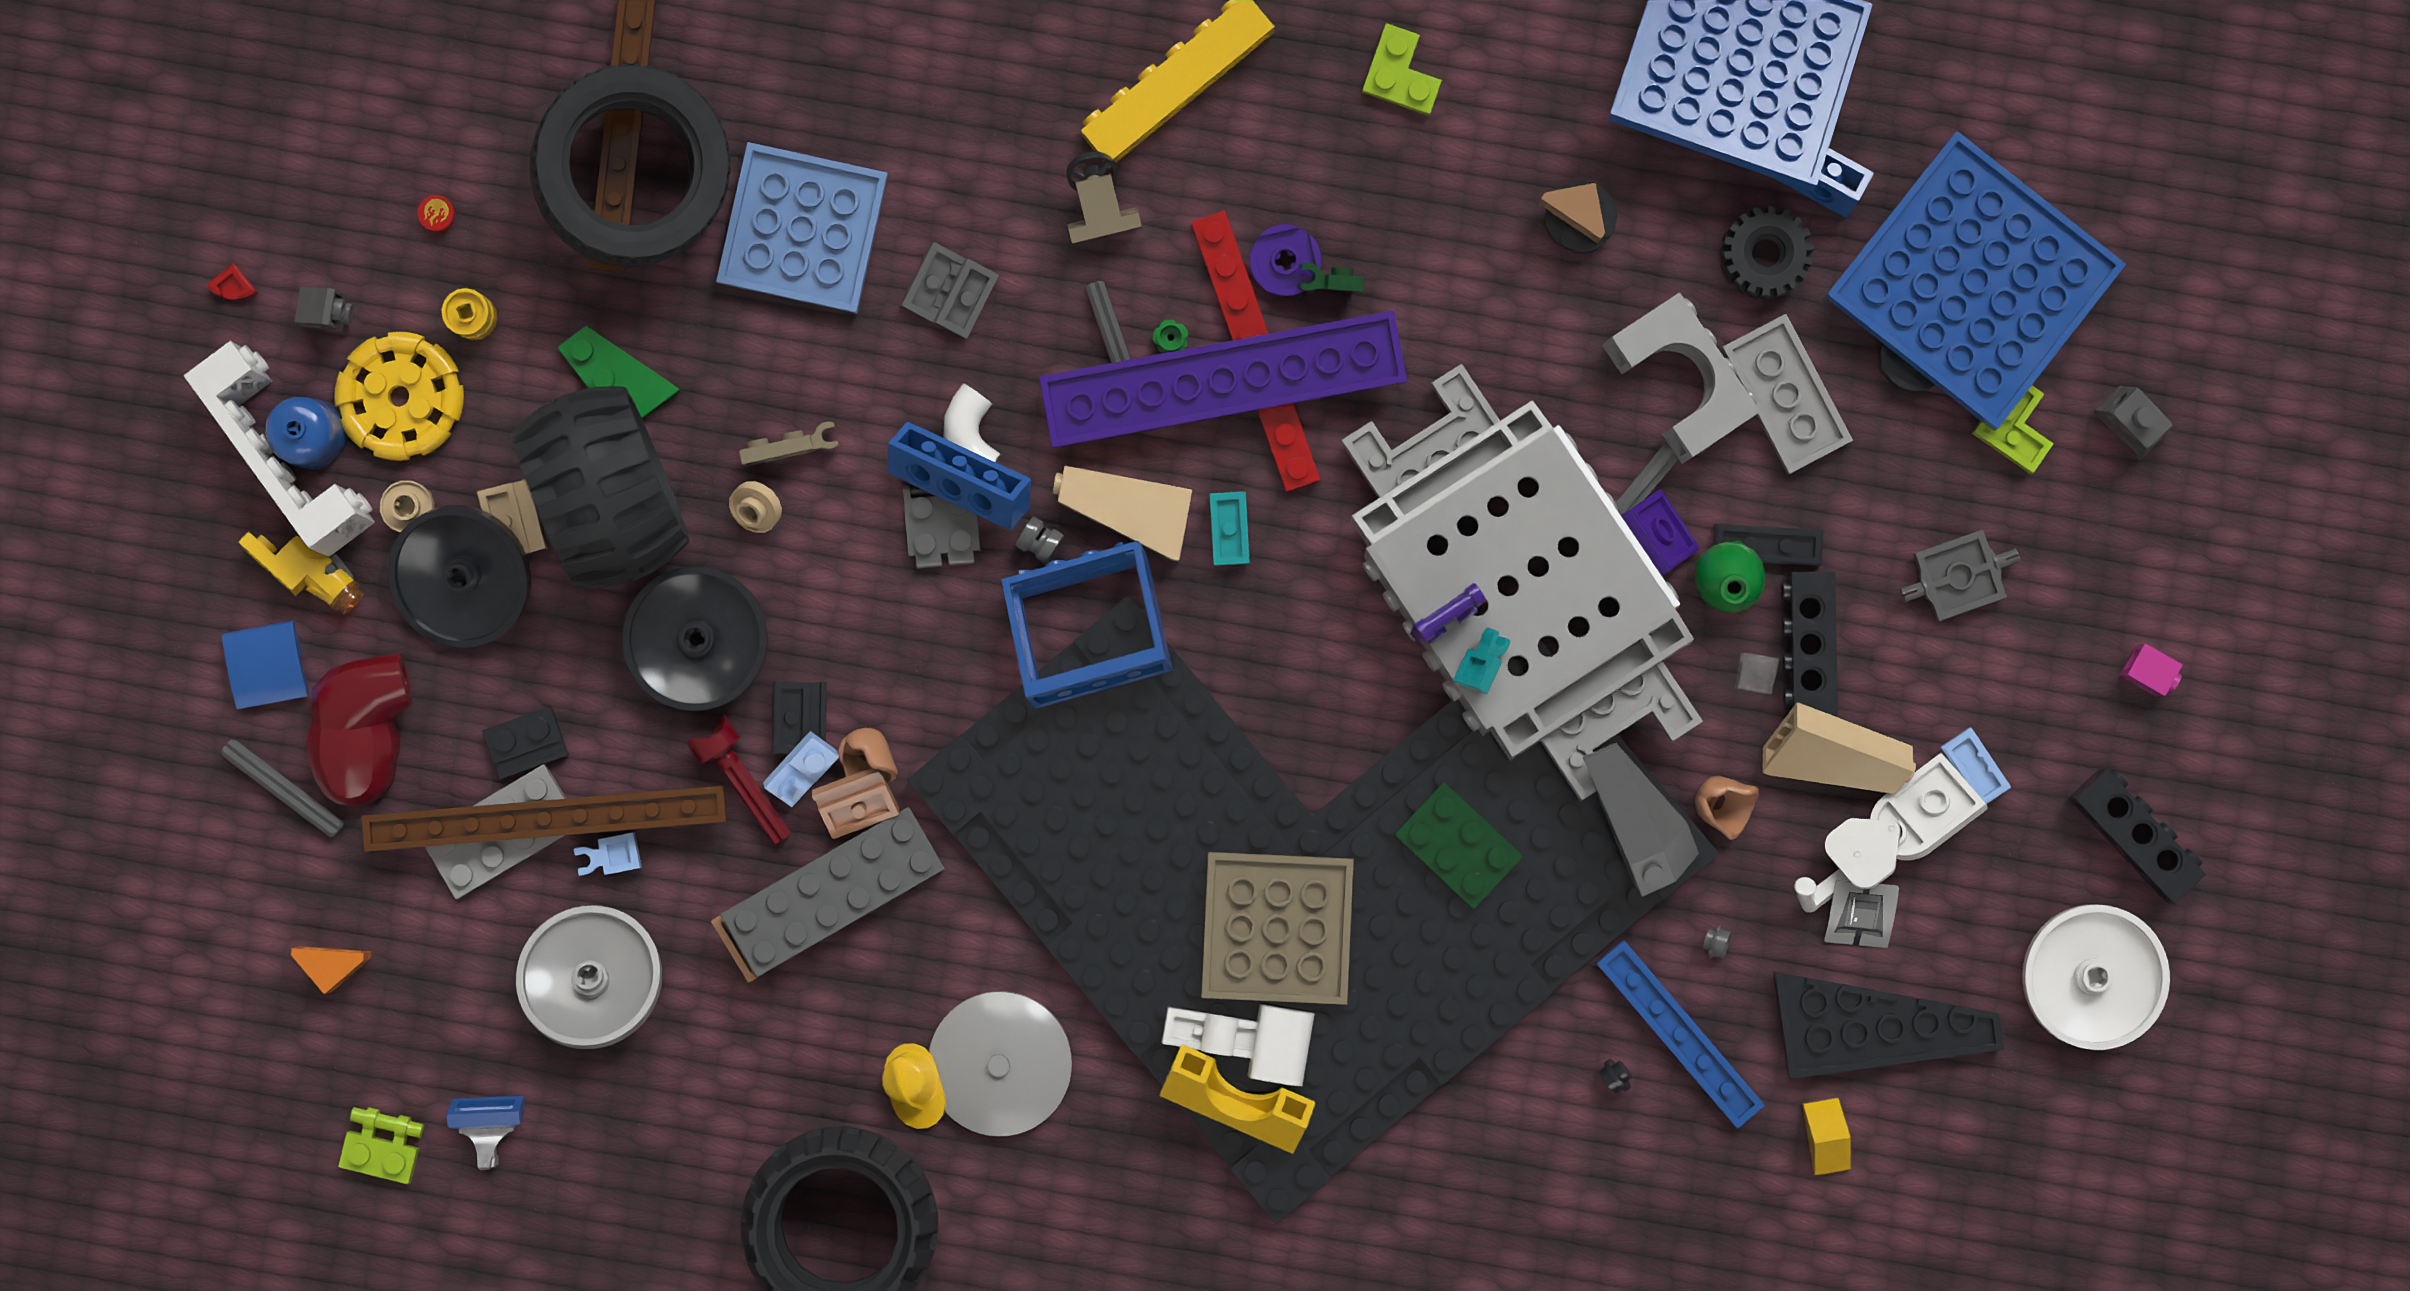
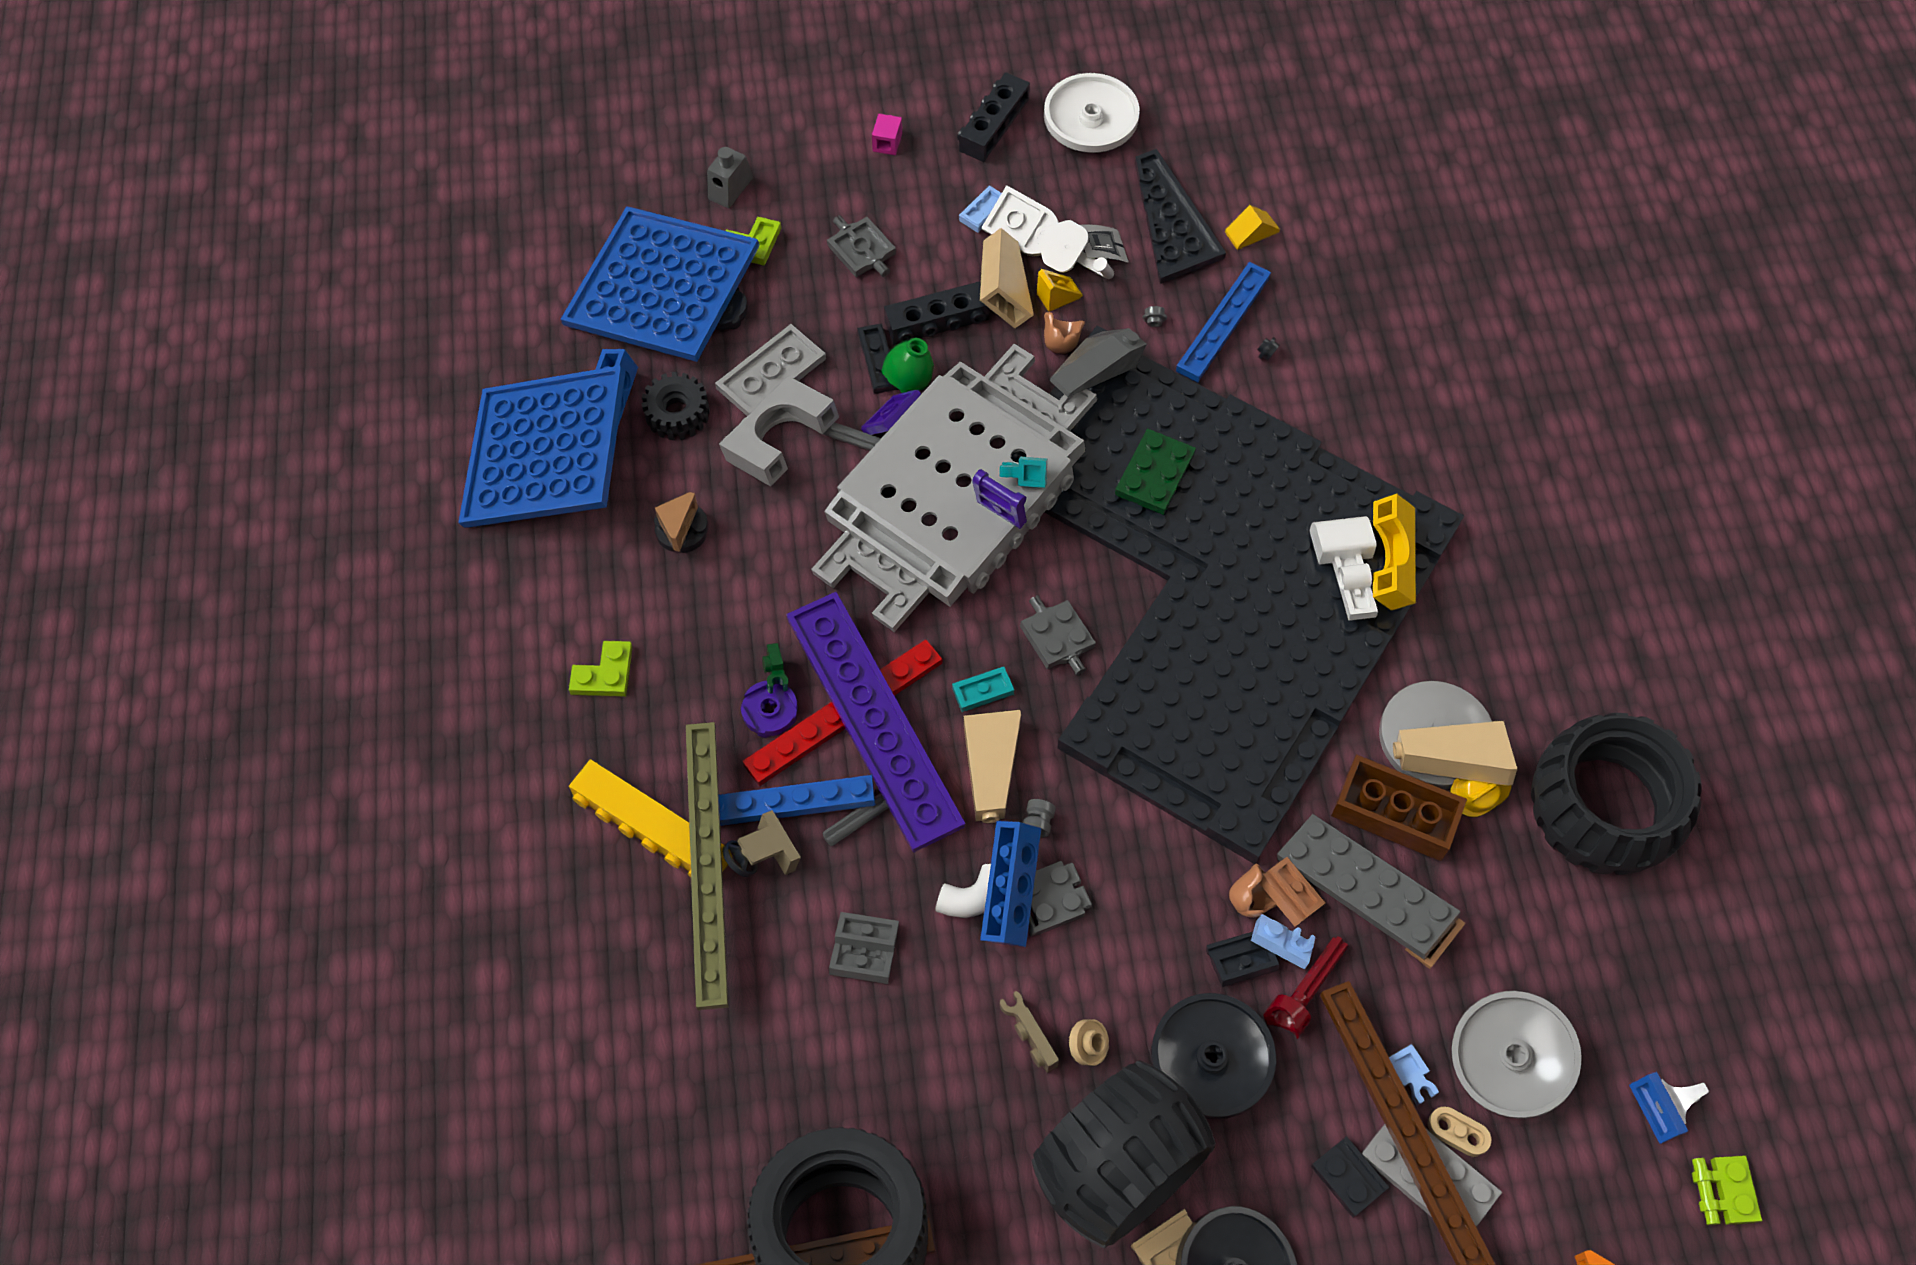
camera: 105 degrees left, 25 degrees down
(532, 880) = (1458, 1131): none -> tan plate
(604, 364) = (1016, 1203): green wing -> none
(802, 227) = (848, 1075): medium blue plate -> none
(892, 998) = (1399, 807): none -> reddish brown brick
(951, 1069) = (1459, 751): none -> tan slope
(1094, 130) = (706, 867): none -> olive plate
(1096, 676) = (1046, 774): blue window -> none
(1154, 250) = (797, 799): none -> blue plate
(1170, 327) = (851, 765): green plate -> none
(1277, 646) = (1057, 635): none -> dark grey plate
(1277, 928) = (1262, 565): dark tan plate -> none
(1756, 673) = (966, 341): clear slope -> none
(1802, 826) = (1056, 289): none -> yellow slope

